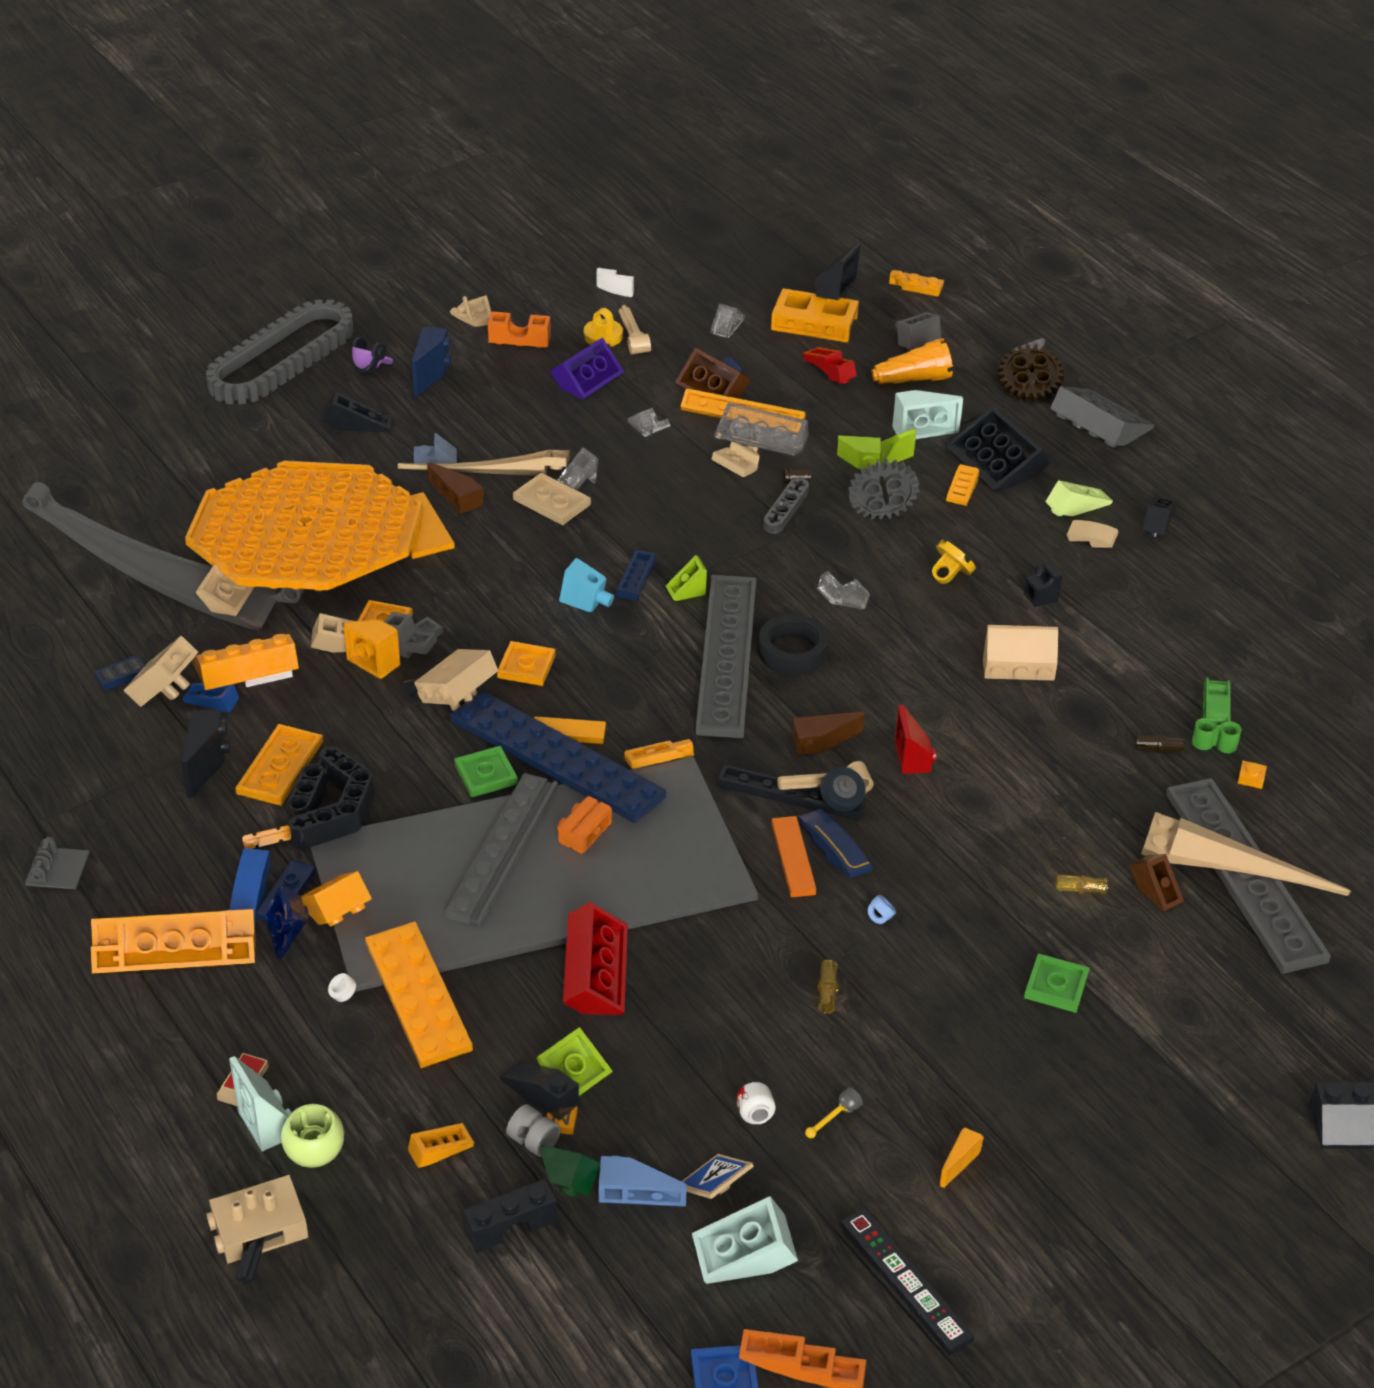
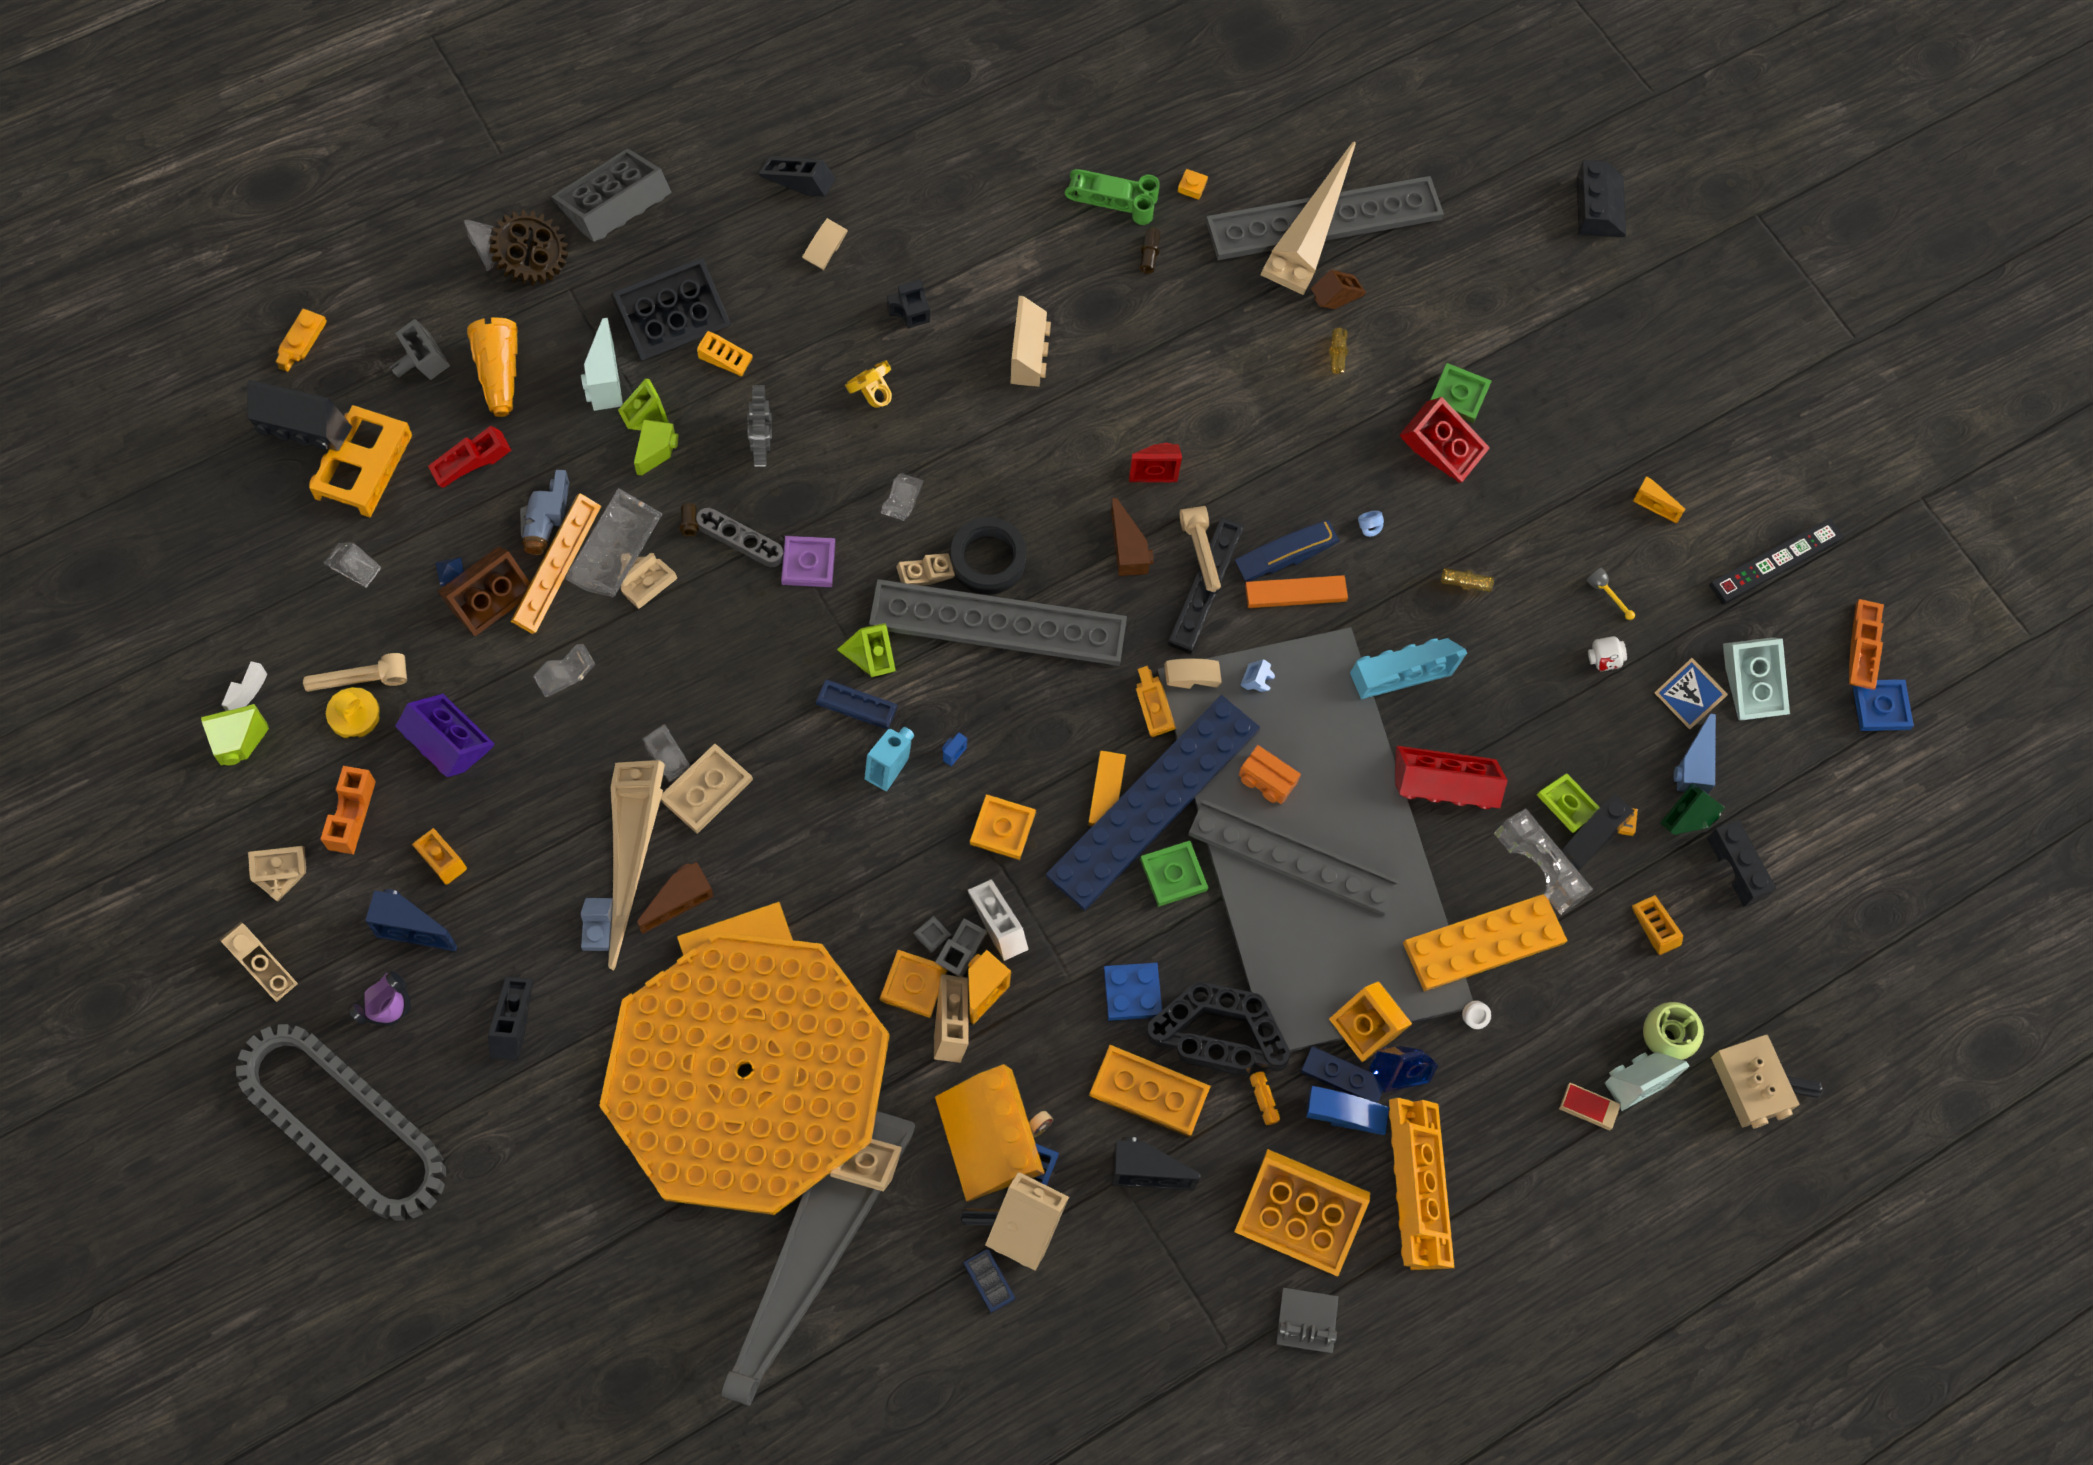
camera: 90 degrees left, 25 degrees up
(158, 859) = (1303, 1212): none -> light orange slope
(252, 692) = (1040, 1123): none -> tan tile
(375, 749) = (1132, 991): none -> blue plate
(406, 304) = (258, 961): none -> tan slope
(424, 657) = (999, 920): none -> white slope
(454, 678) = (1045, 898): tan piece -> none
(478, 1054) = (1564, 883): none -> clear arch
(486, 380) = (440, 856): none -> light orange slope
(532, 1129) = (1649, 840): light grey wheel -> none
(575, 276) = (234, 733): none -> lime slope
(597, 630) = (954, 748): none -> blue plate
(687, 772) = (1187, 672): none -> tan slope
(690, 814) = (1256, 674): none -> light blue tile
(714, 928) = (1406, 667): none -> medium azure wedge
(770, 605) = (927, 571): none -> tan slope
(771, 545) = (808, 561): none -> medium lavender tile
(790, 399) = (542, 513): none -> sand blue plate
(843, 789) = (1225, 531): black wheel -> none
(993, 966) = (1444, 439): none -> red slope
(1075, 499) = (765, 246): yellowish green slope -> none

